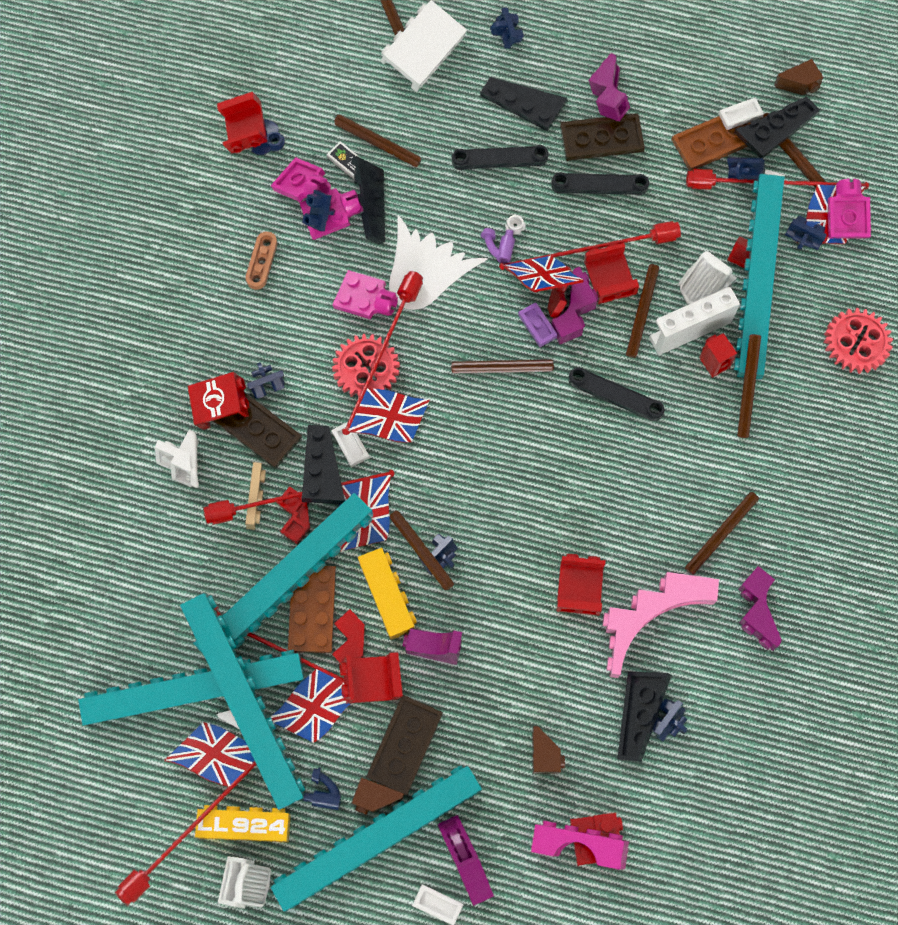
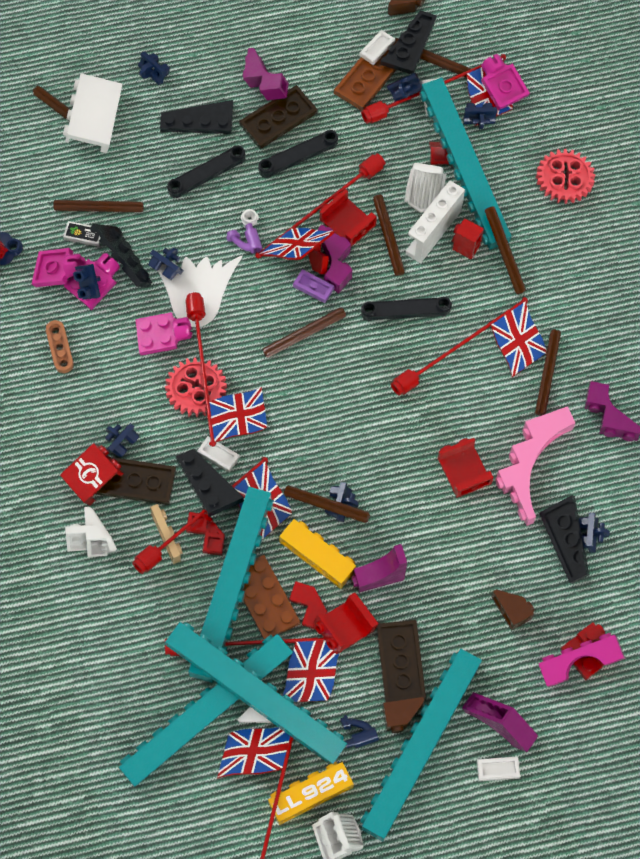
camera: 30 degrees left, 5 degrees down
(403, 222) = (171, 269): none -> dark blue hips
(709, 478) = (514, 335): none -> flag

